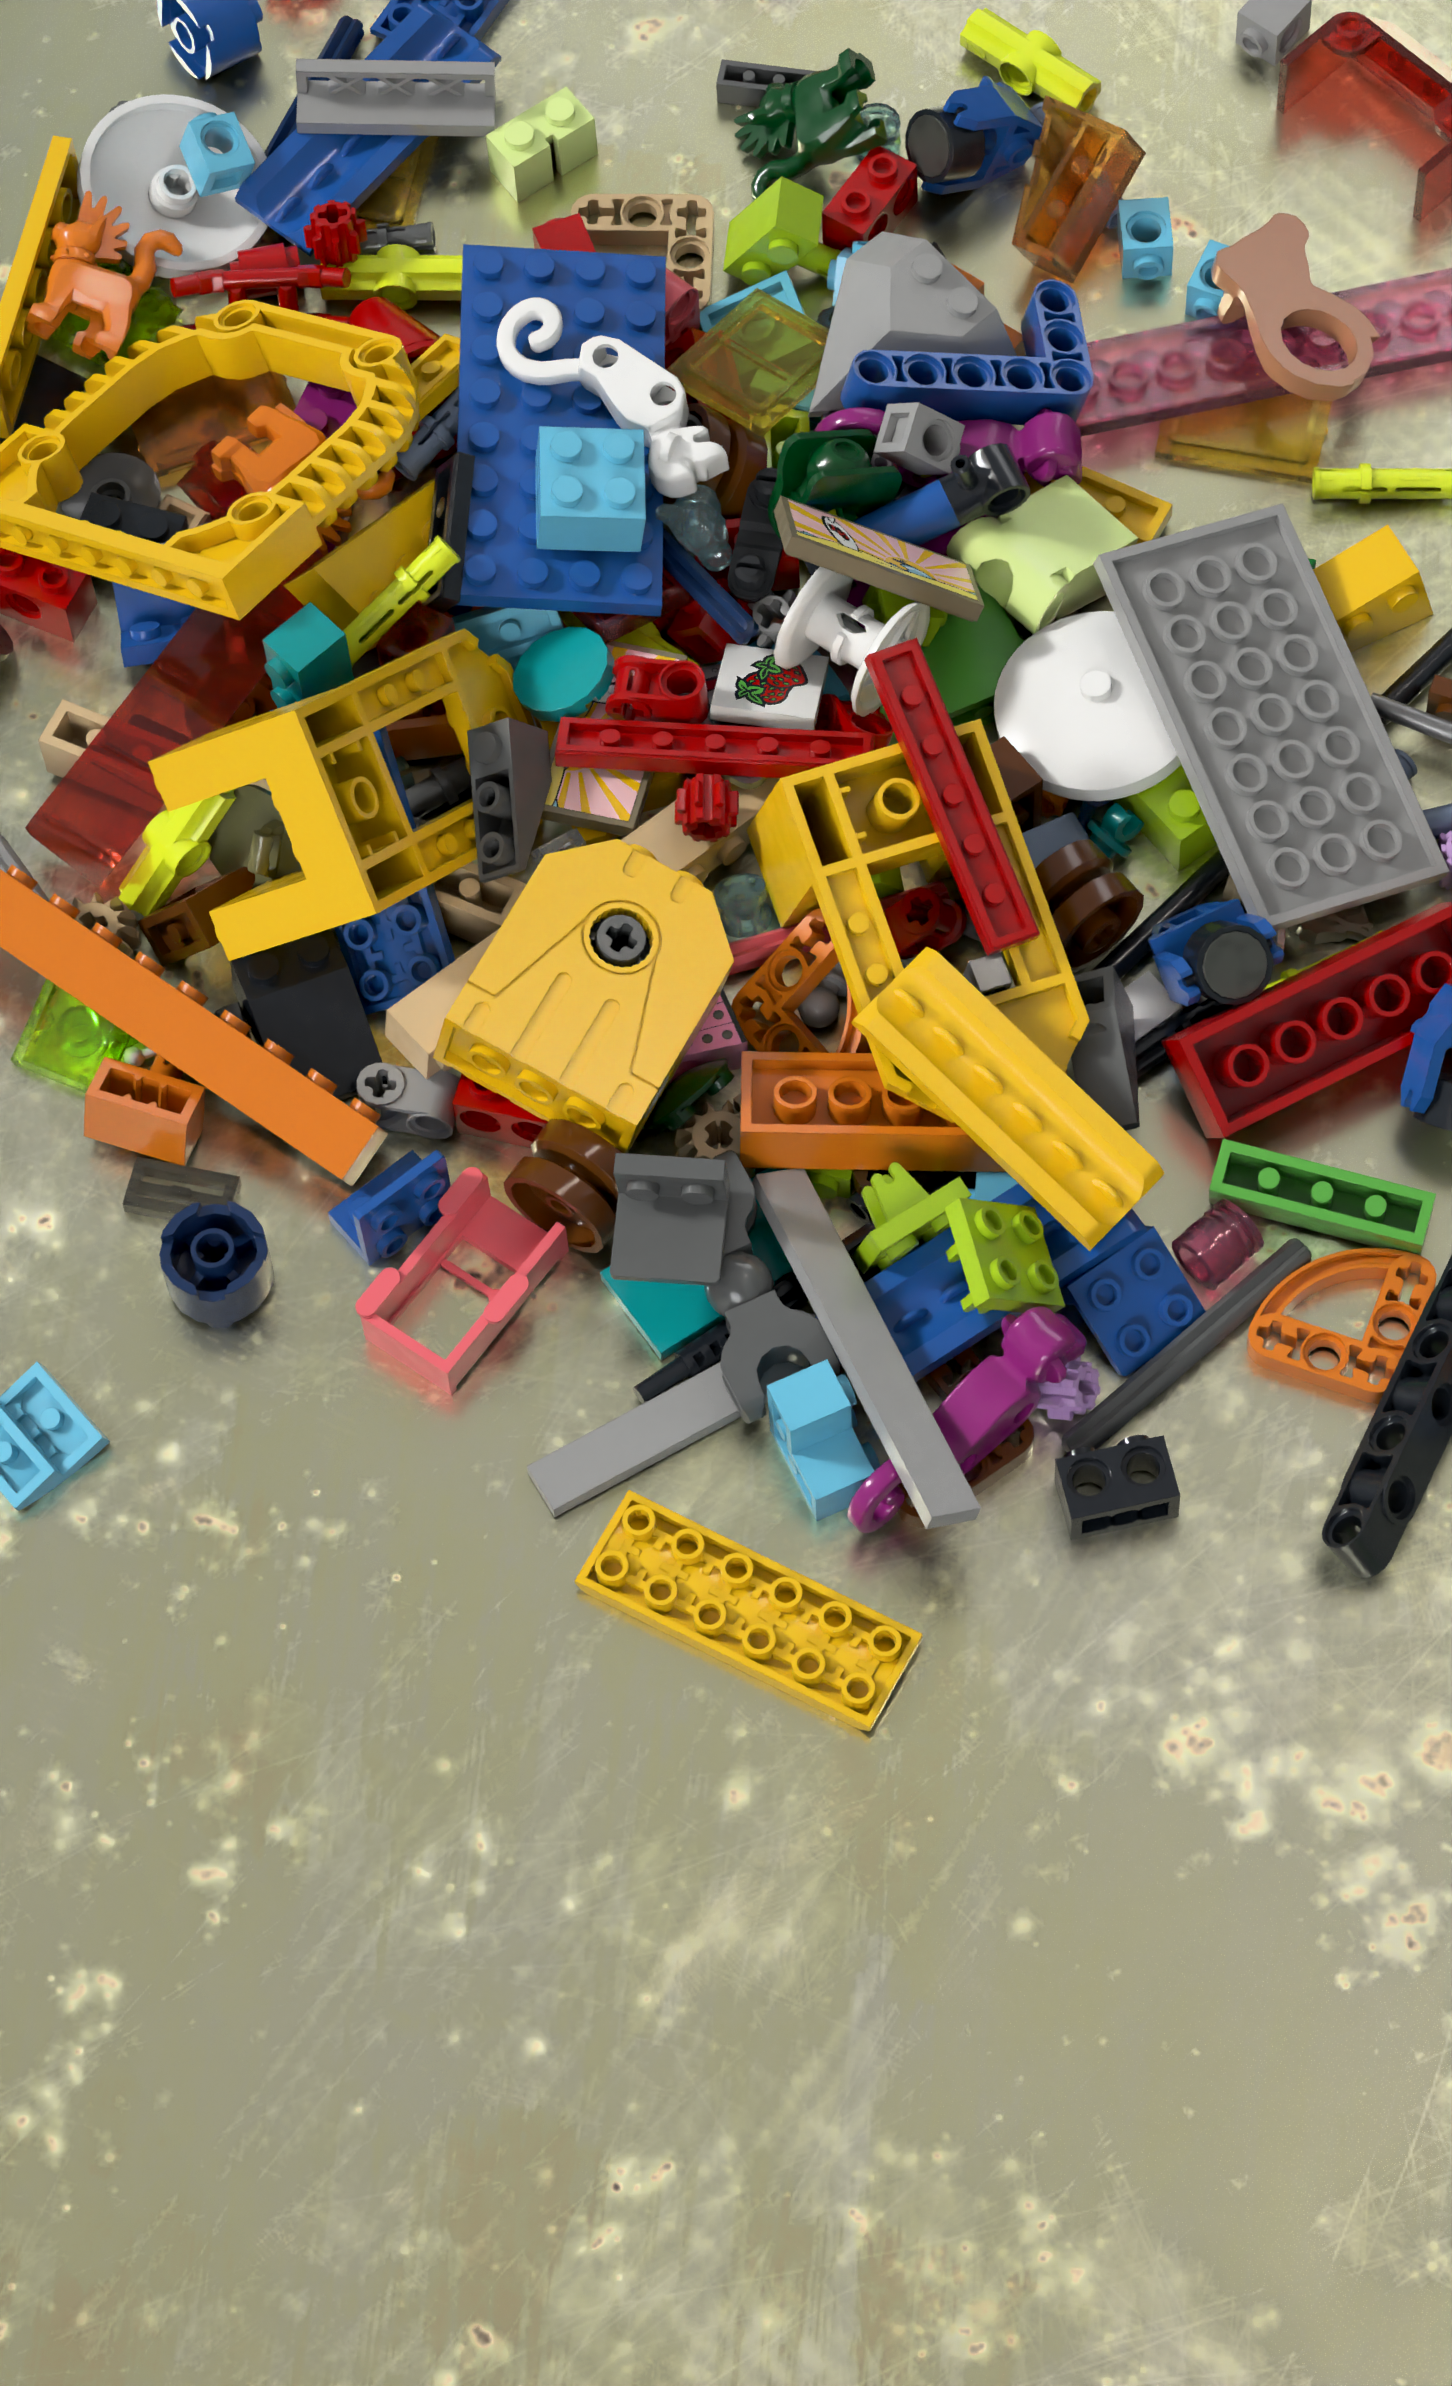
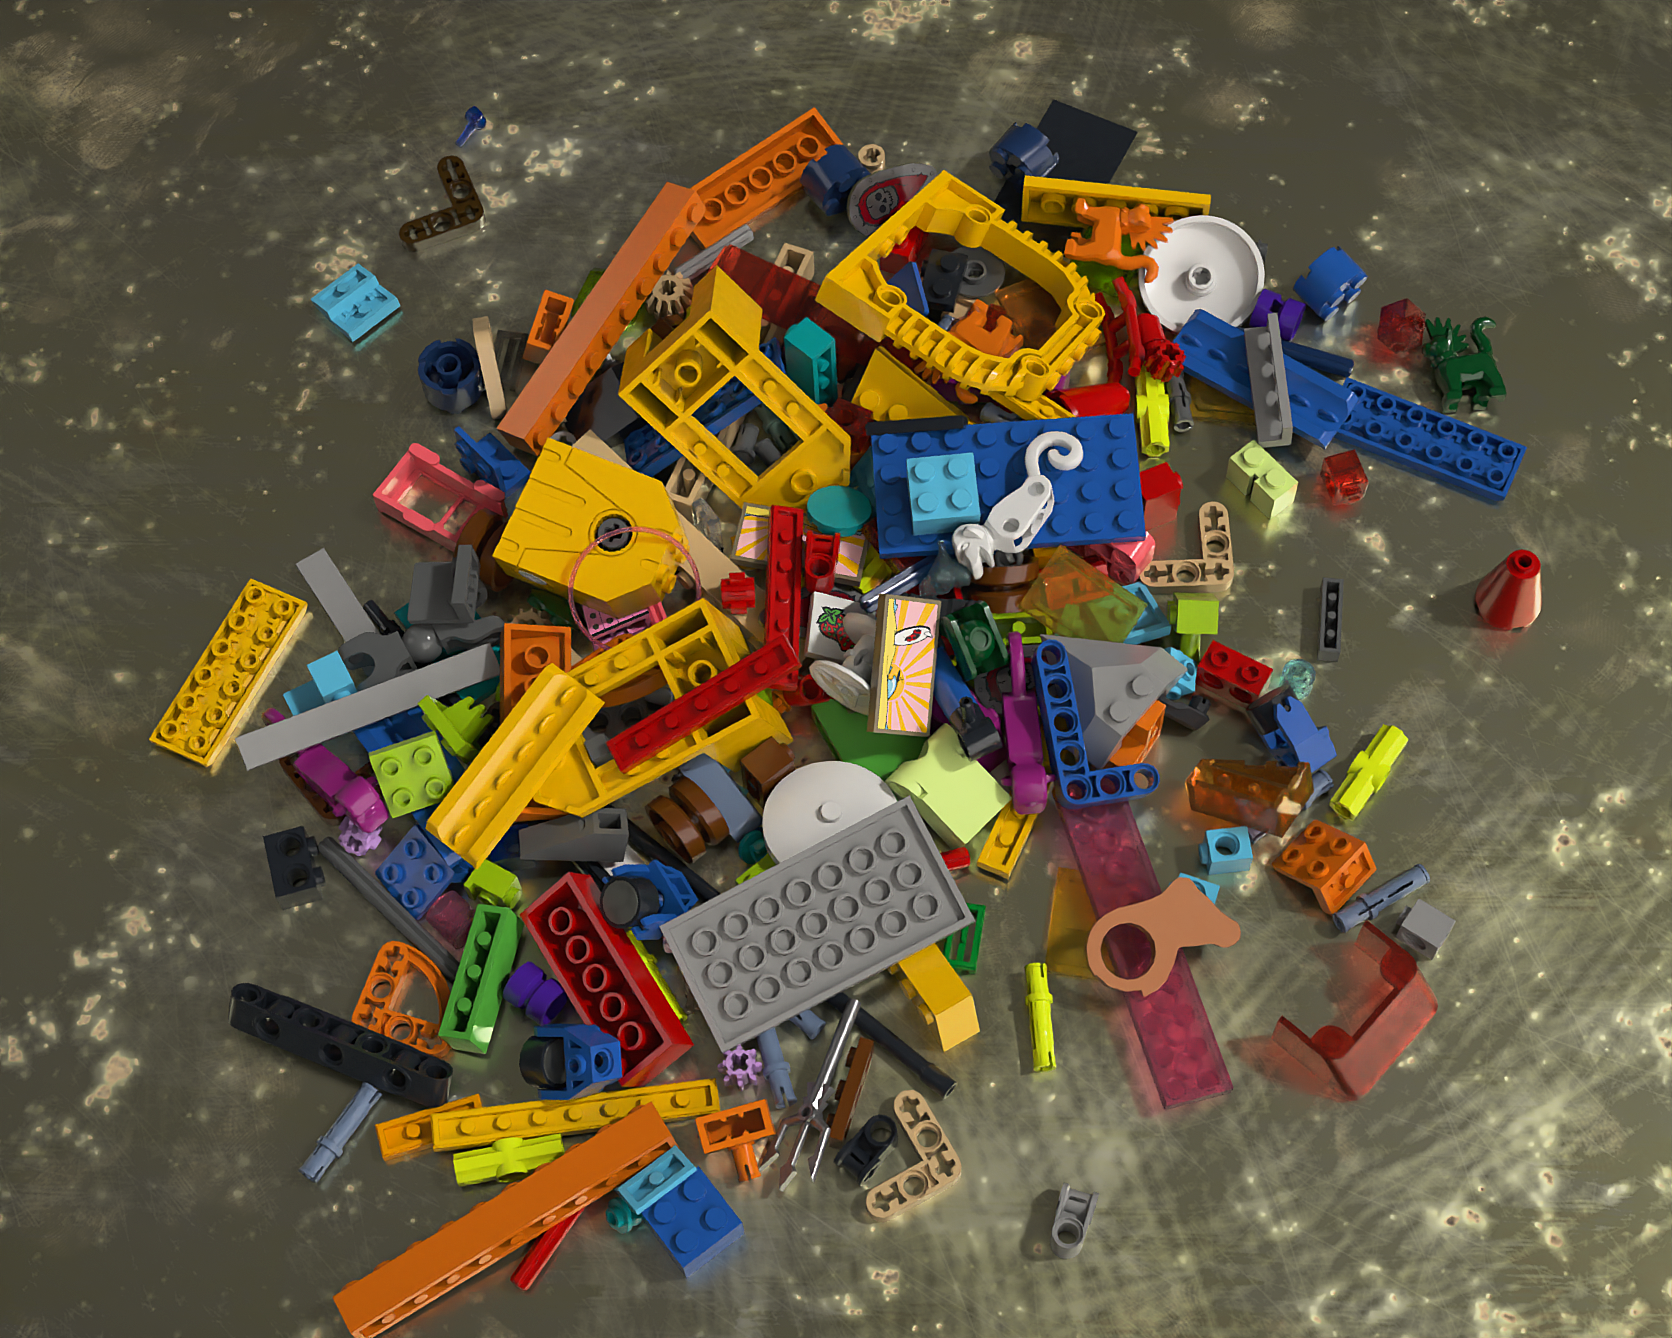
camera: 85 degrees right, 0 degrees up
(190, 1180) = (489, 367): none -> tan beam
(215, 171) = (1213, 302): medium azure brick -> none
(258, 93) = (1289, 313): none -> dark purple wheel
(397, 598) = (869, 403): neon yellow pin -> none
(508, 793) = (747, 484): dark grey slope -> none
(549, 45) = (1344, 478): none -> clear red brick
(666, 968) = (602, 538): none -> piece
(822, 111) = (1290, 630): dark green animal -> none
(919, 438) = (1010, 677): light grey brick -> none
(1170, 125) = (1328, 863): none -> orange bracket
(1170, 1195) = (493, 886): none -> lime brick
(1232, 82) = (1370, 904): none -> sand blue pin
(1350, 1121) = (532, 990): none -> dark purple wheel

